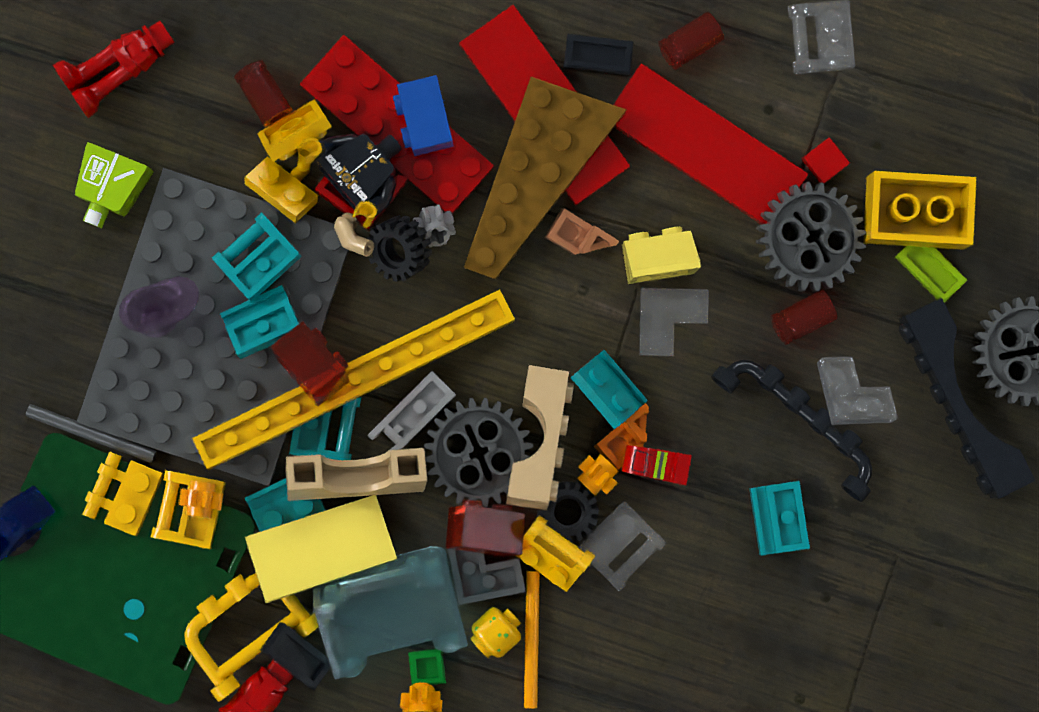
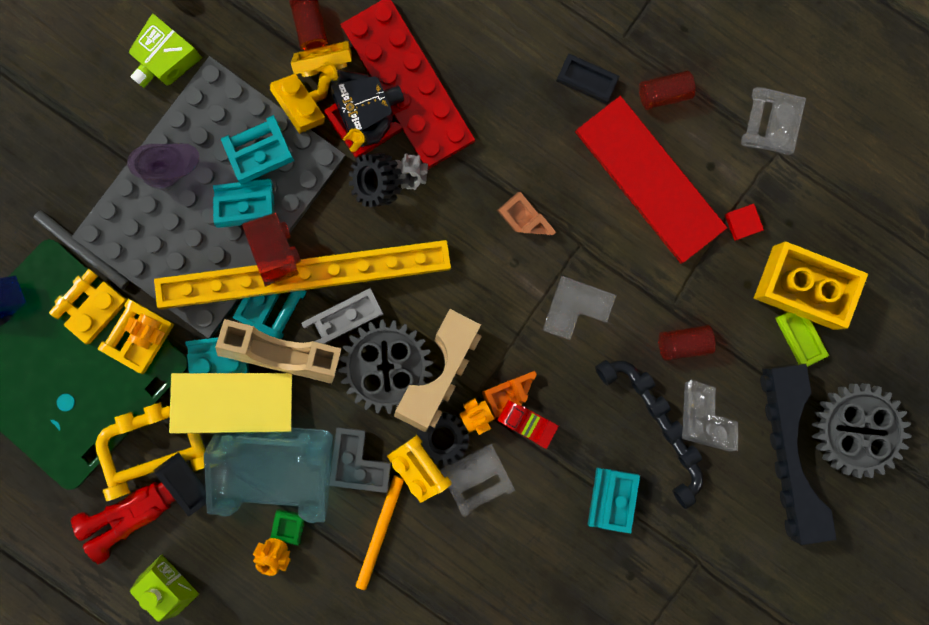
camera: 20 degrees right, 0 degrees up
(349, 240) = (337, 159): tan arm -> none
(424, 116) = (431, 78): blue brick -> none
(485, 529) = (370, 432): clear red brick -> none
(496, 632) = (352, 518): yellow head -> none
(506, 58) = (531, 104): red tile -> none
(543, 156) = (516, 144): pearl gold wing -> none
(609, 389) = (508, 349): teal plate -> none
(660, 256) = (586, 255): light yellow slope -> none
(834, 219) = (737, 271): dark grey gear -> none

